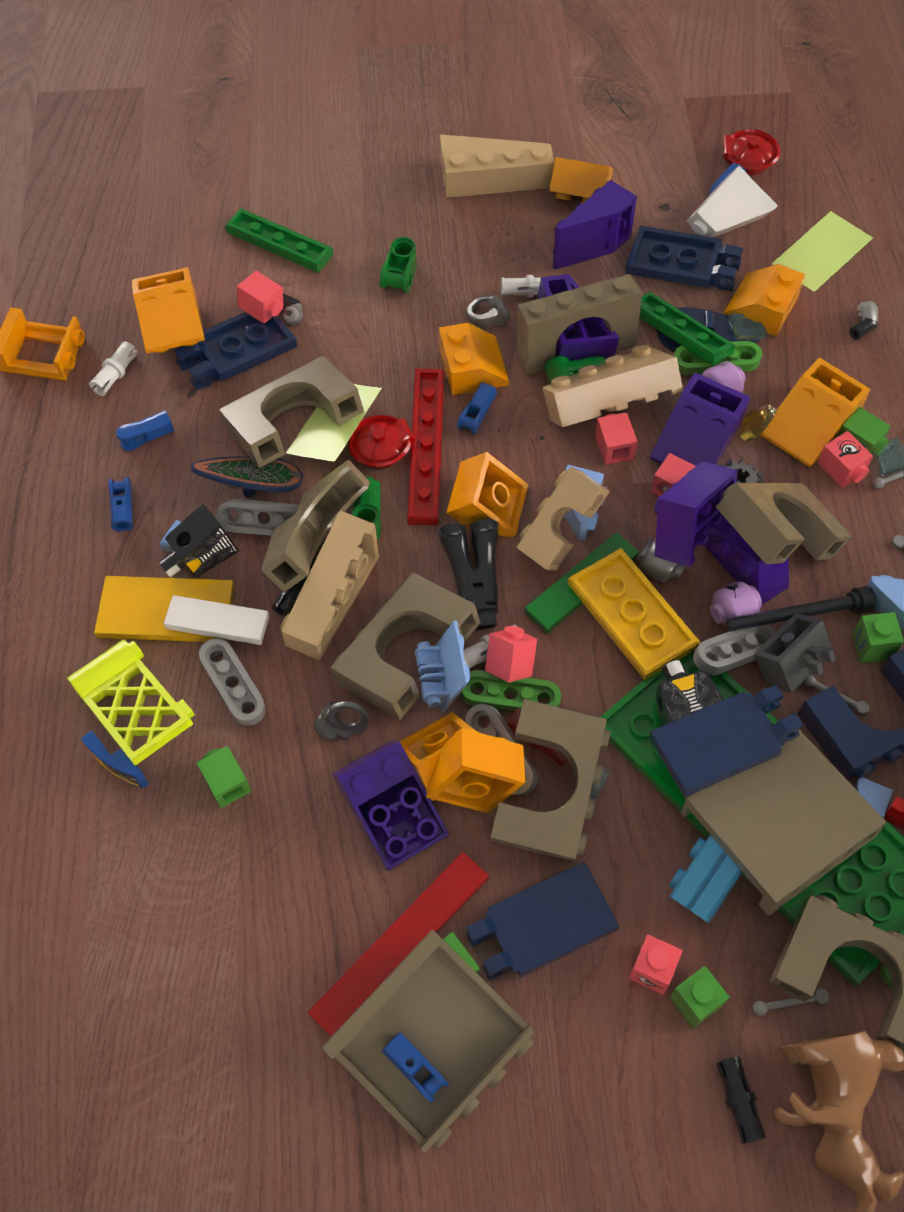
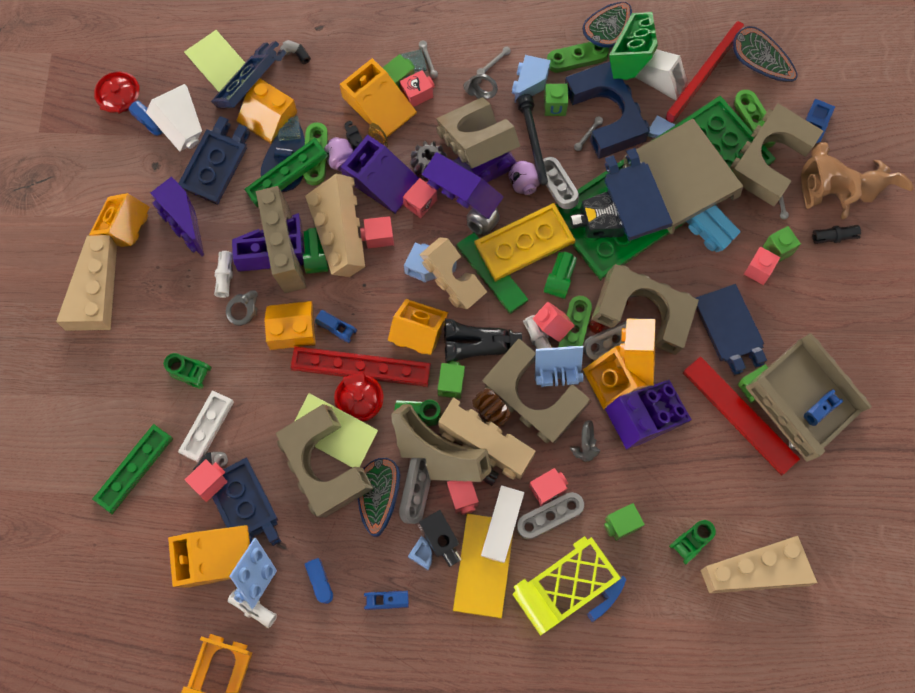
camera: 85 degrees left, 10 degrees up
(146, 352) = (252, 574): none -> light blue hinge
(154, 983) = (768, 567): none -> tan wedge
(194, 872) = (690, 543): none -> green piece
(249, 573) = (463, 496): none -> coral brick
(271, 673) = (548, 486): none -> coral brick
(335, 299) = (206, 426): none -> white tile
(373, 588) = (491, 407): none -> reddish brown gear
(414, 543) = (451, 380): none -> bright green brick
(581, 666) = (559, 280): none -> green piece
(754, 390) = (353, 134): none -> black piece
(795, 652) = (565, 147): dark grey brick -> none
(840, 279) = (248, 75): none -> dark blue tile
(867, 530) = (472, 86): none -> dark grey piece

